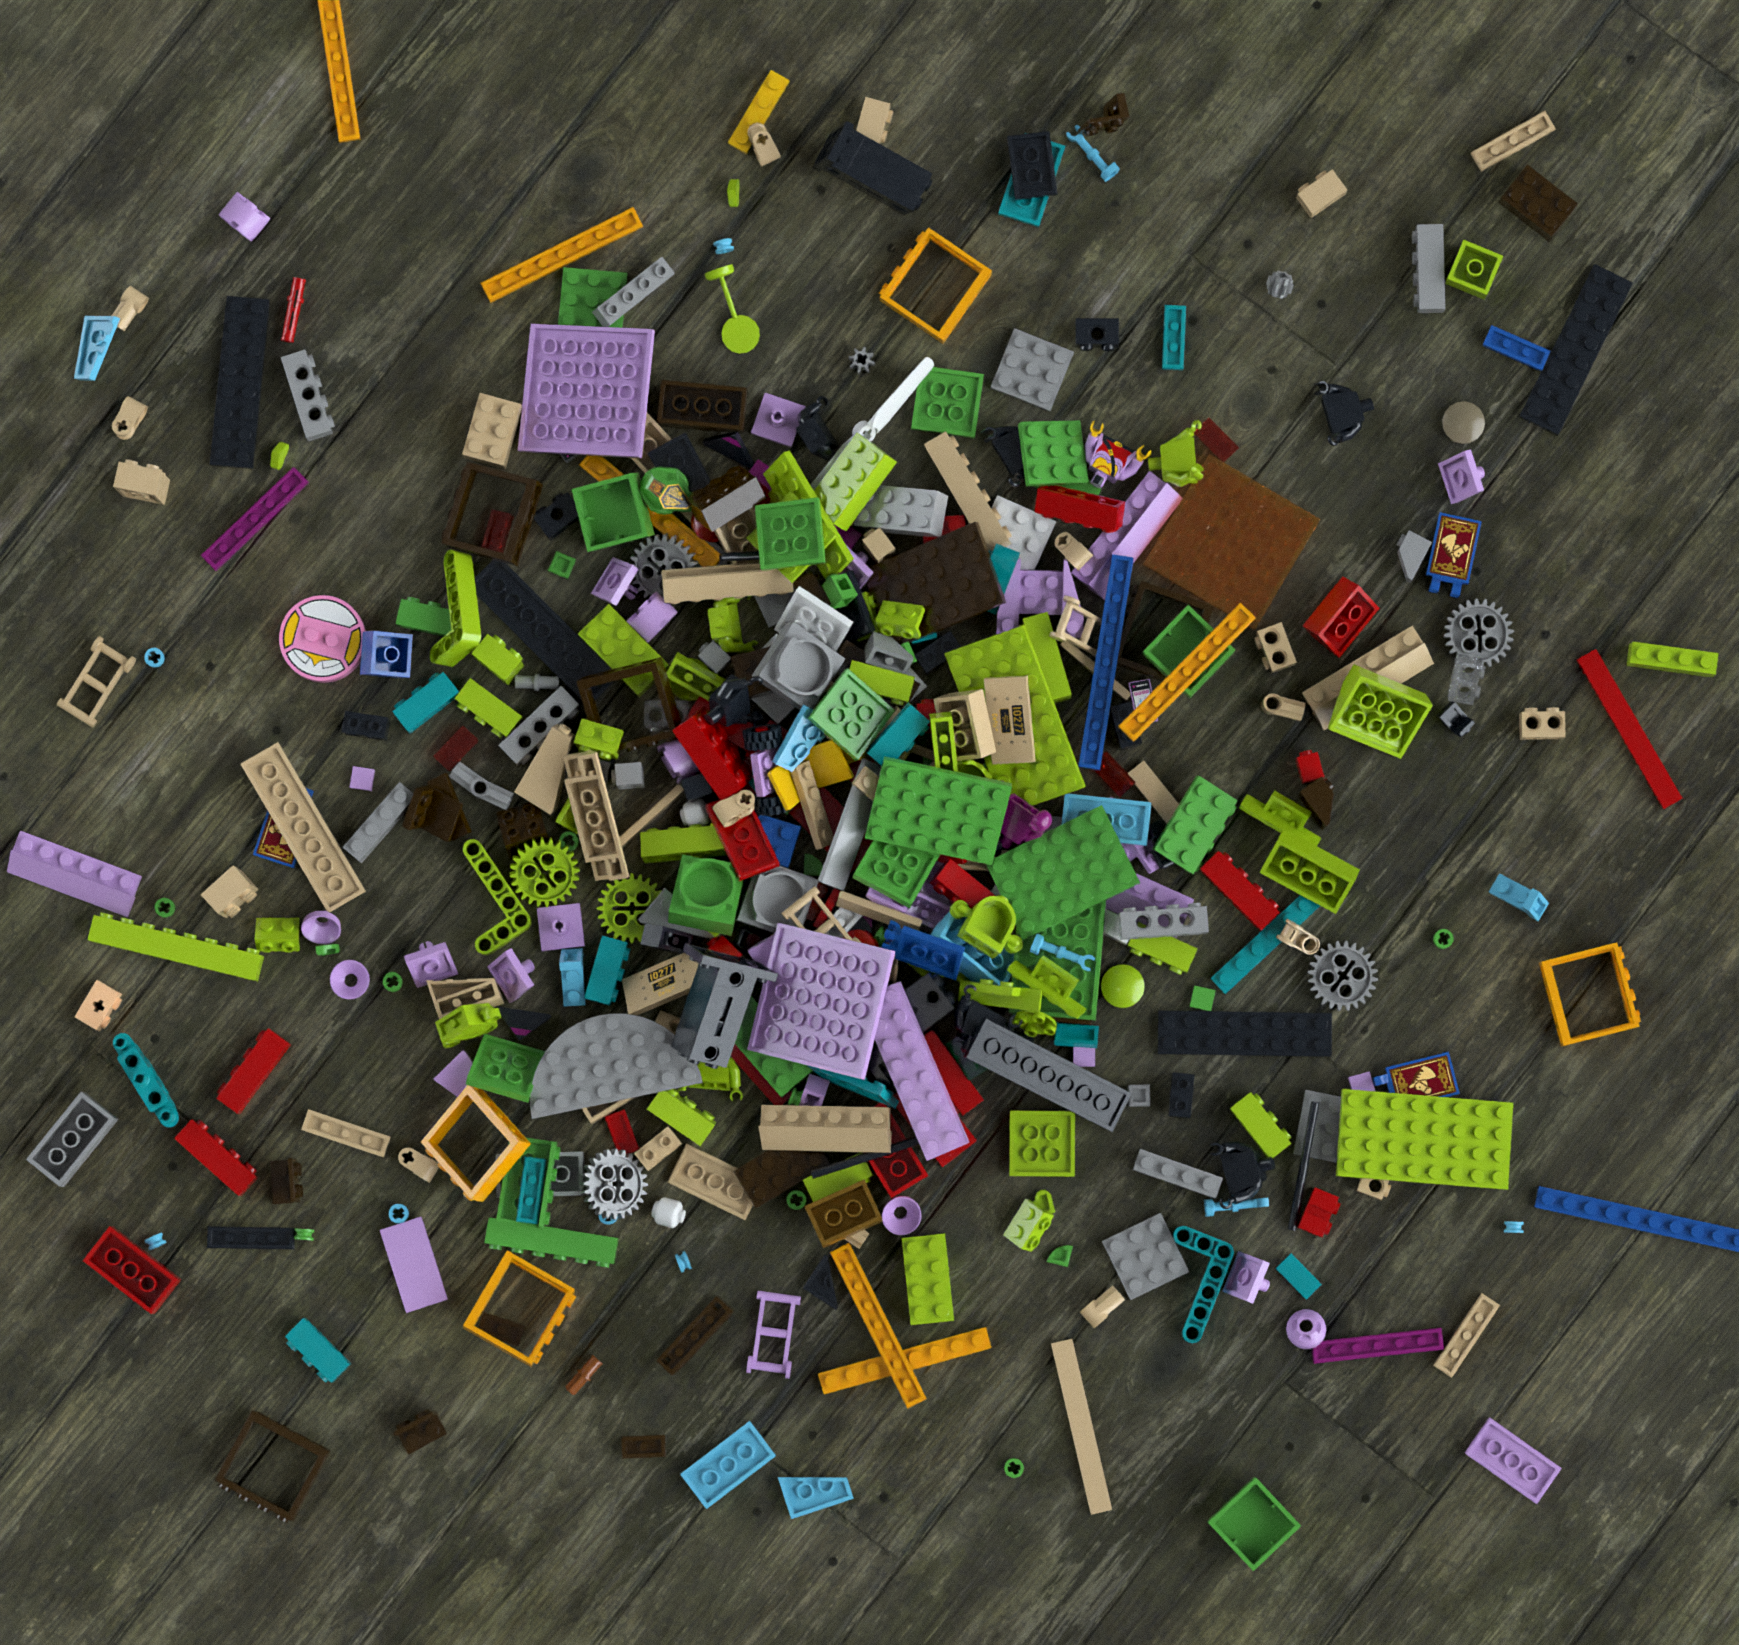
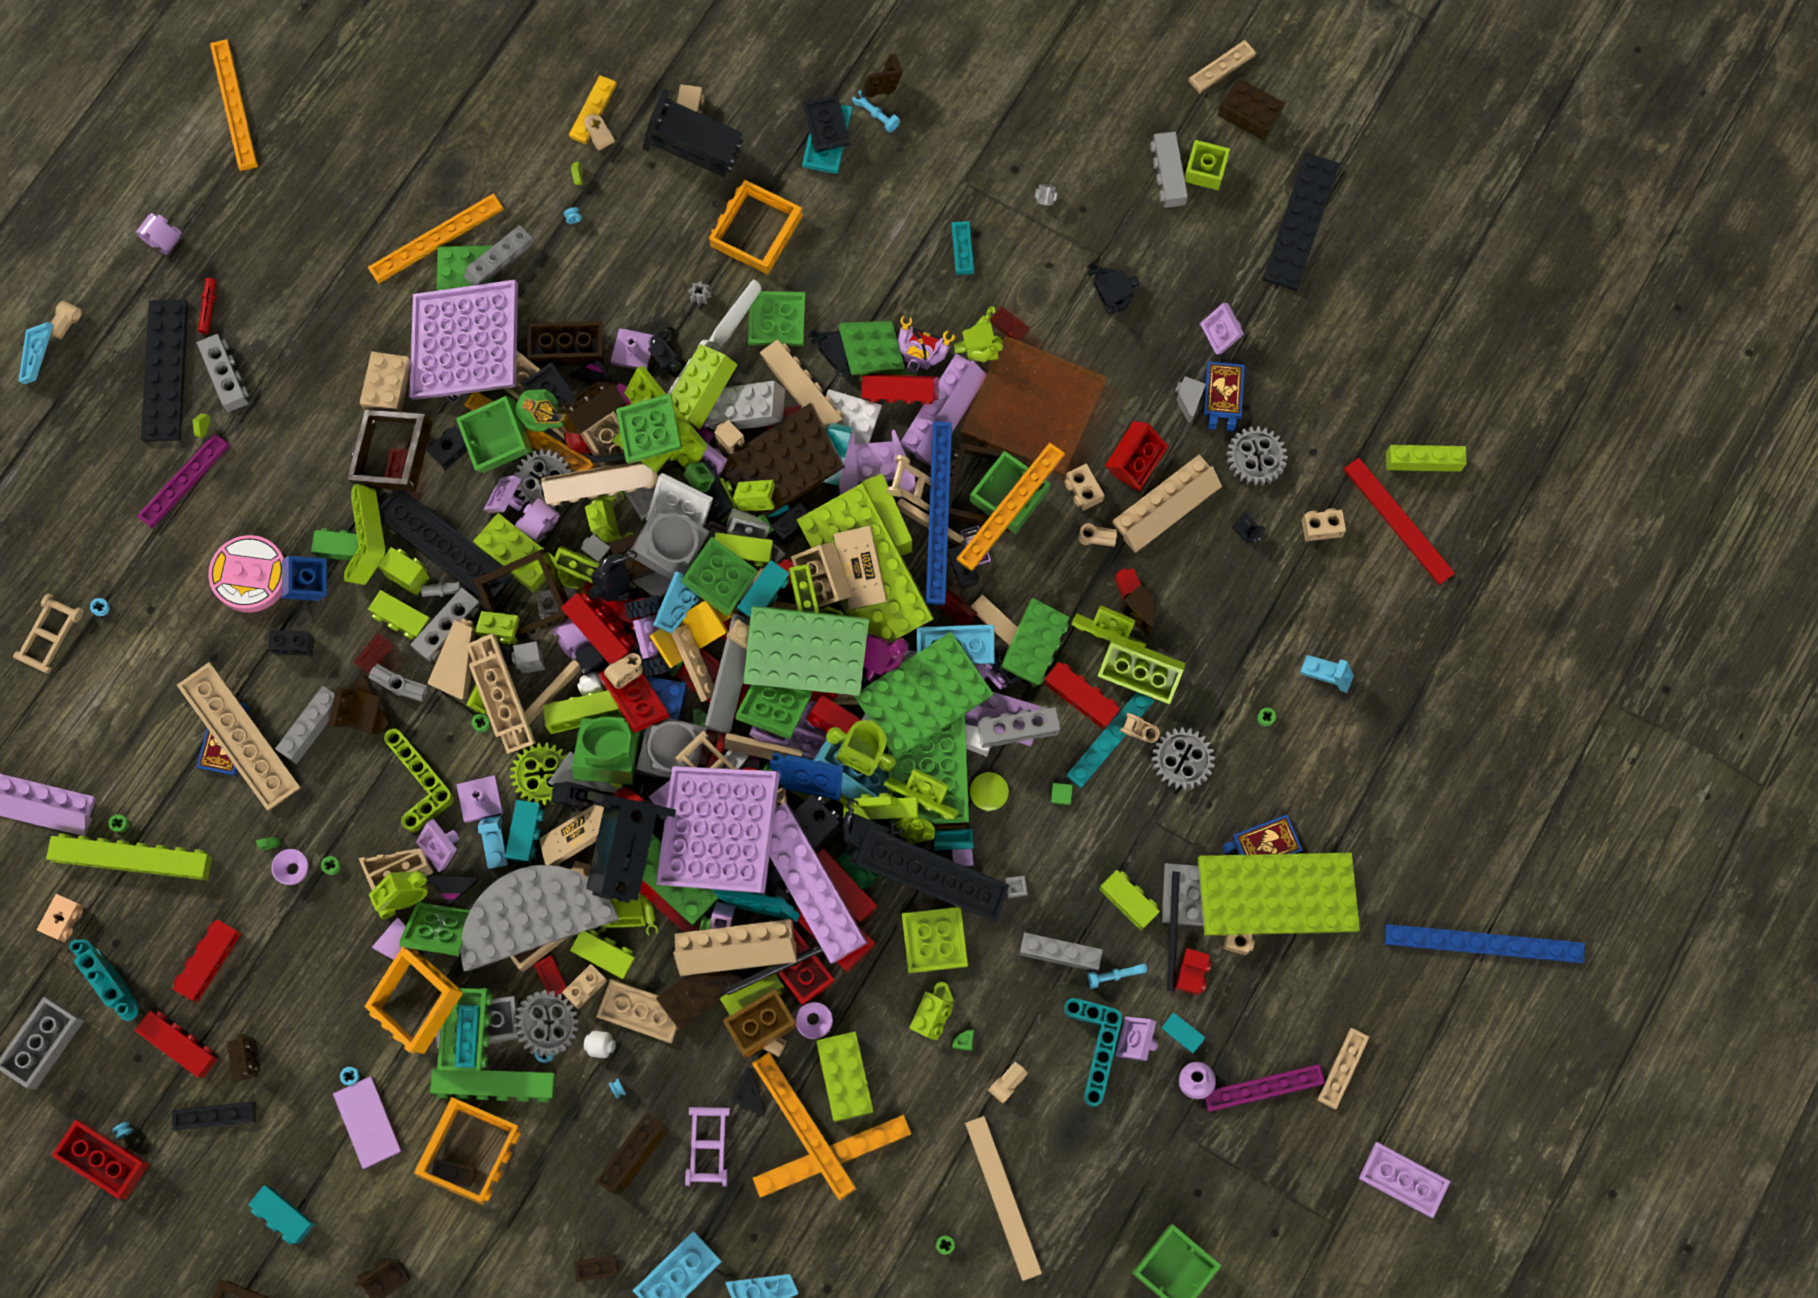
camera: 15 degrees left, 10 degrees down
(130, 414) = (67, 407): tan piece -> none
(141, 482) = (77, 456): tan brick -> none
(230, 892) = (173, 799): tan brick -> none
(277, 934) = (222, 835): lime bracket -> none
(304, 1234) = (262, 1106): bright green bush -> none
(321, 932) = (258, 828): lavender piece -> none
(346, 1133) = (296, 1007): tan plate -> none
(362, 778) = (292, 690): lavender tile -> none
(421, 1166) = (367, 1027): tan piece -> none
(425, 702) = (343, 617): teal brick -> none
(430, 963) = (362, 842): lavender tile -> none
(521, 826) = (439, 718): dark brown bracket -> none
(560, 862) = (446, 762): lime gear -> none
(562, 565) = (456, 489): bright green tile -> none
(583, 1375) = (533, 1207): dark orange axle -> none
(739, 332) = (593, 283): lime piece -> none
(792, 1205) = (718, 1012): bright green bush -> none
(1032, 370) = (845, 286): light grey plate -> none
(1061, 951) = (910, 759): medium azure piece -> none
(1073, 550) = (900, 423): tan piece -> none
(1108, 327) = (905, 243): black brick -> none
(1145, 1256) = (1041, 1031): light grey plate -> none
(1164, 950) = (1022, 755): lime brick -> none
(1181, 1095) = (1054, 881): black brick -> none
(1243, 1170) = (1119, 941): black torso -> none
(1245, 1033) = (1103, 820): black plate -> none
(1321, 193) = (1070, 121): tan brick -> none
(1362, 1082) = (1213, 849): lavender tile -> none
(1378, 711) = (1181, 527): lime slope -> none
(1463, 422) = (1216, 288): dark tan dish -> none
(1463, 679) = (1247, 493): clear brick -> none
(1513, 1227) = (1370, 963): medium azure bush -> none
(1516, 348) = (1251, 224): blue plate -> none
(1622, 975) = (1375, 762): light orange window -> none

